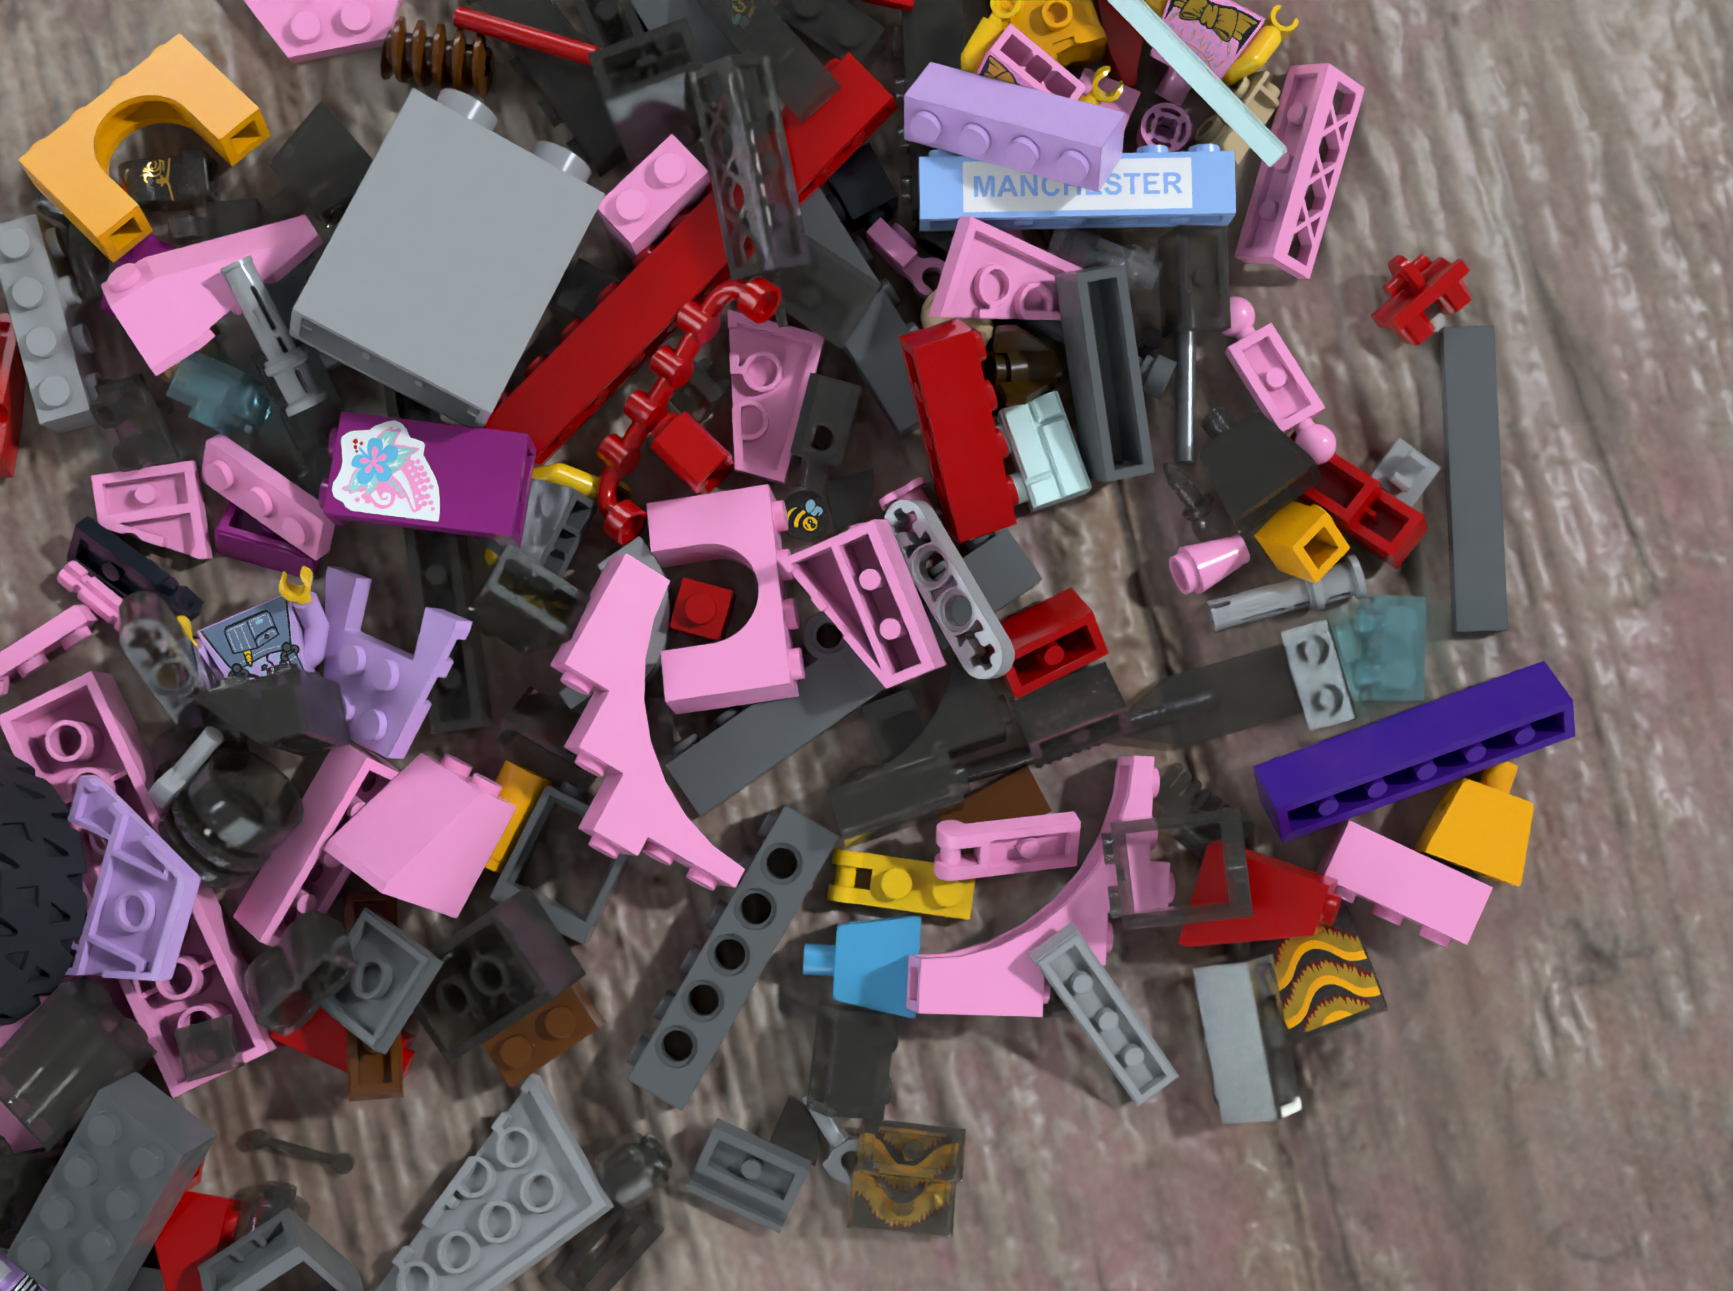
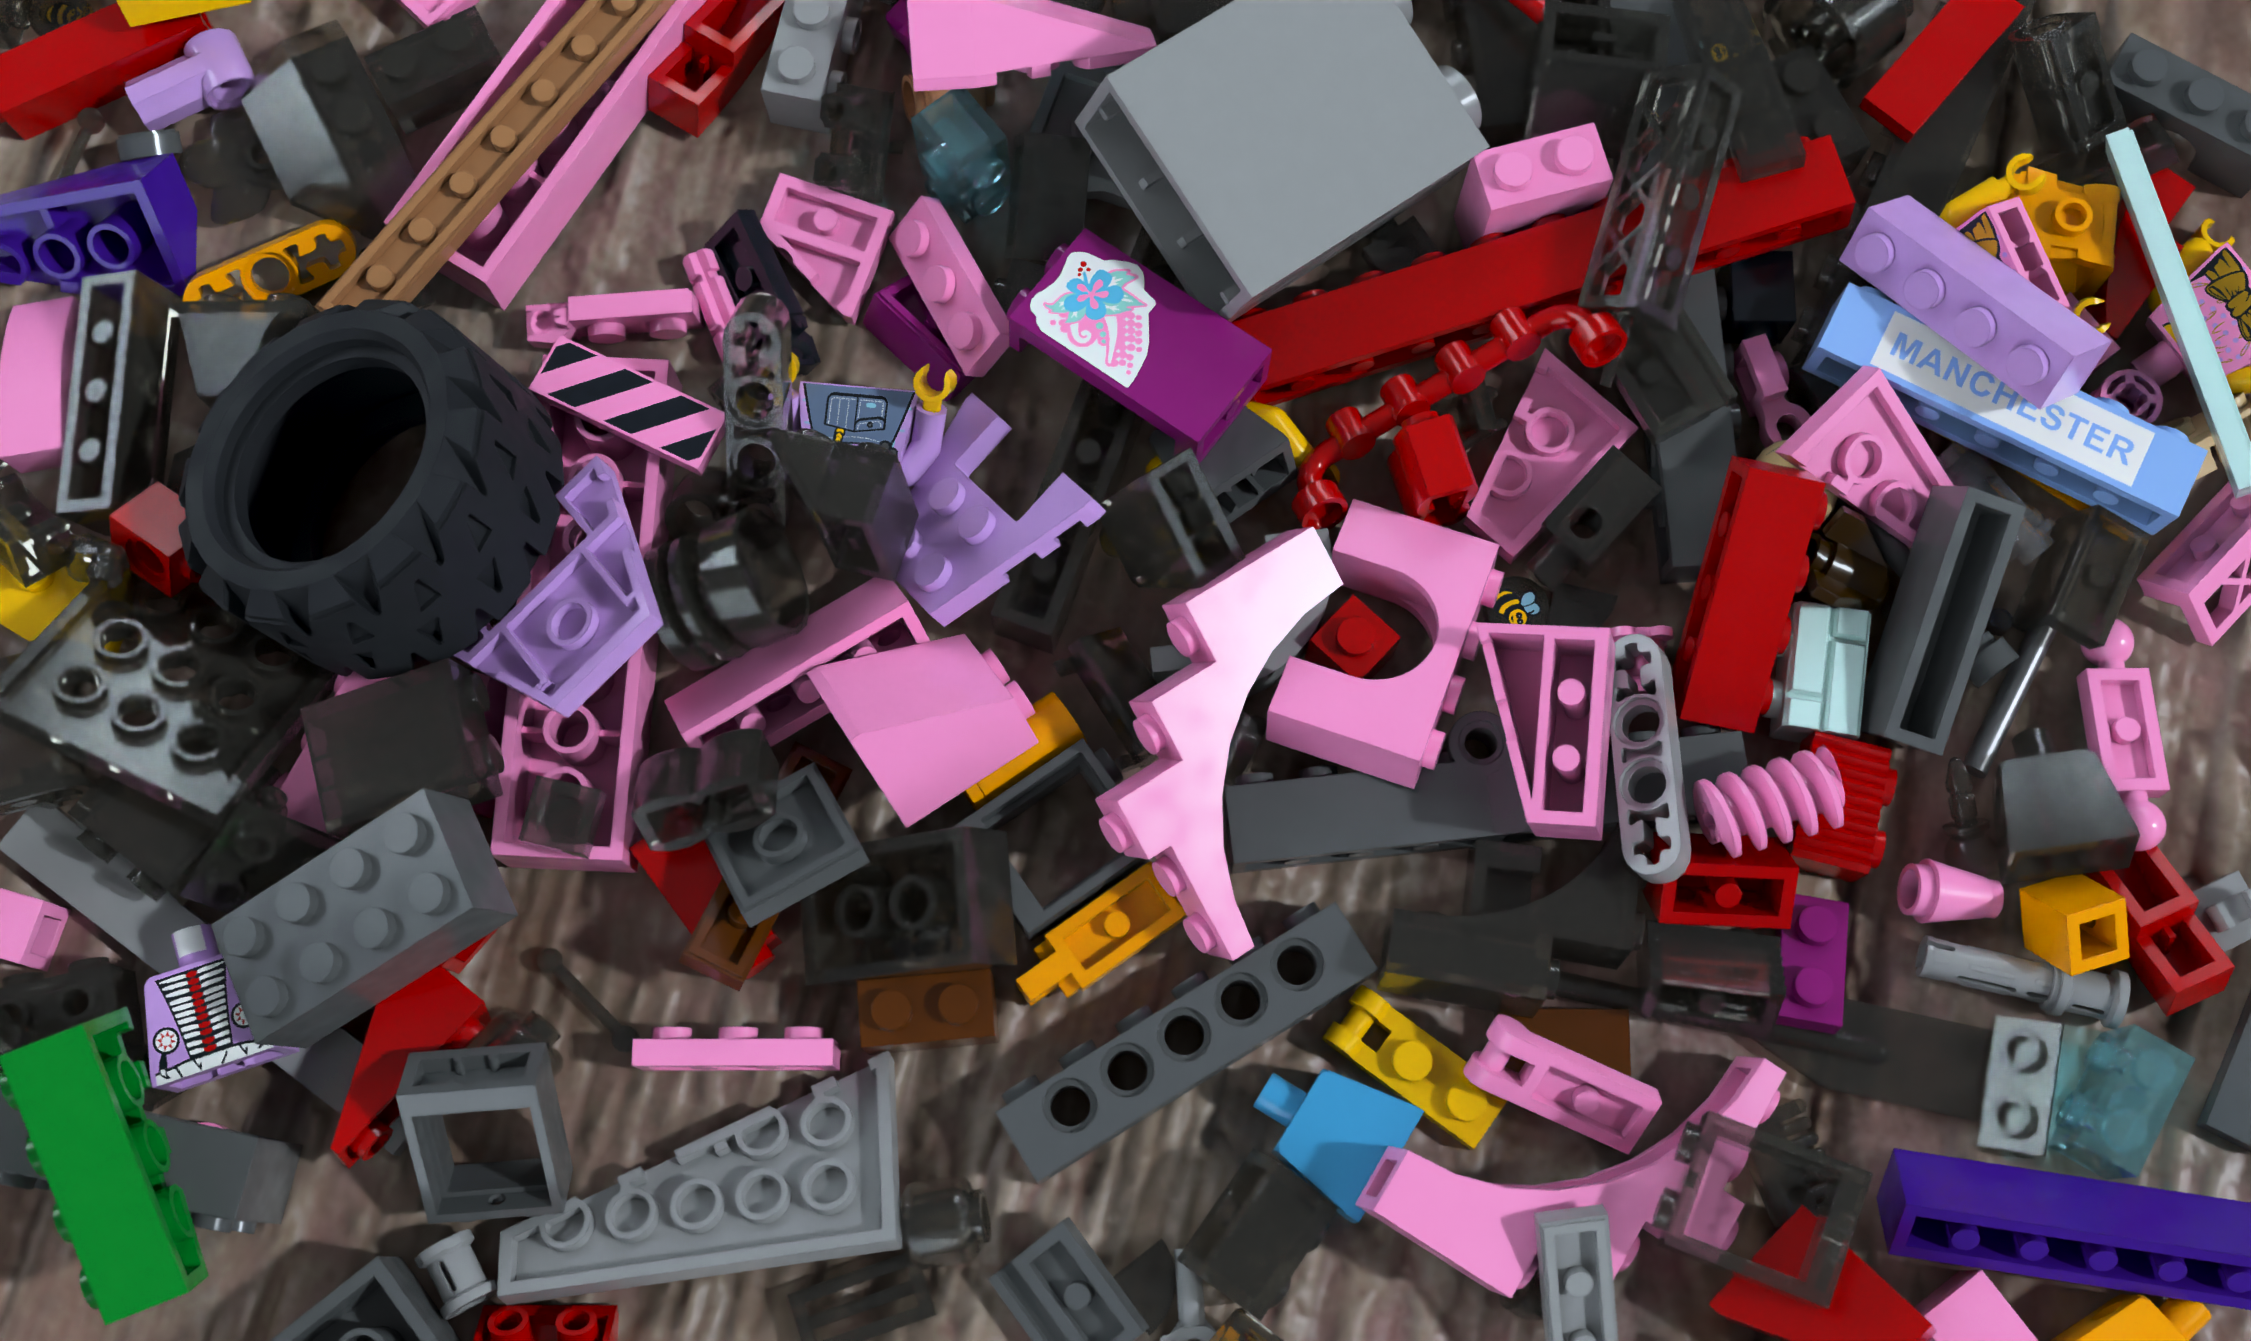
camera: 25 degrees right, 10 degrees down
(81, 722) = (629, 405): none -> bright pink tile
(181, 773) = (696, 513): light grey bar -> none
(285, 360) = (1055, 146): light grey pin -> none
(425, 1131) = (736, 1050): none -> bright pink plate
(635, 915) = (1102, 936): none -> light orange hinge
(1051, 574) = (1770, 800): none -> bright pink piece
(1101, 542) = (1868, 785): none -> red brick
(1137, 664) = (1814, 964): none -> magenta plate

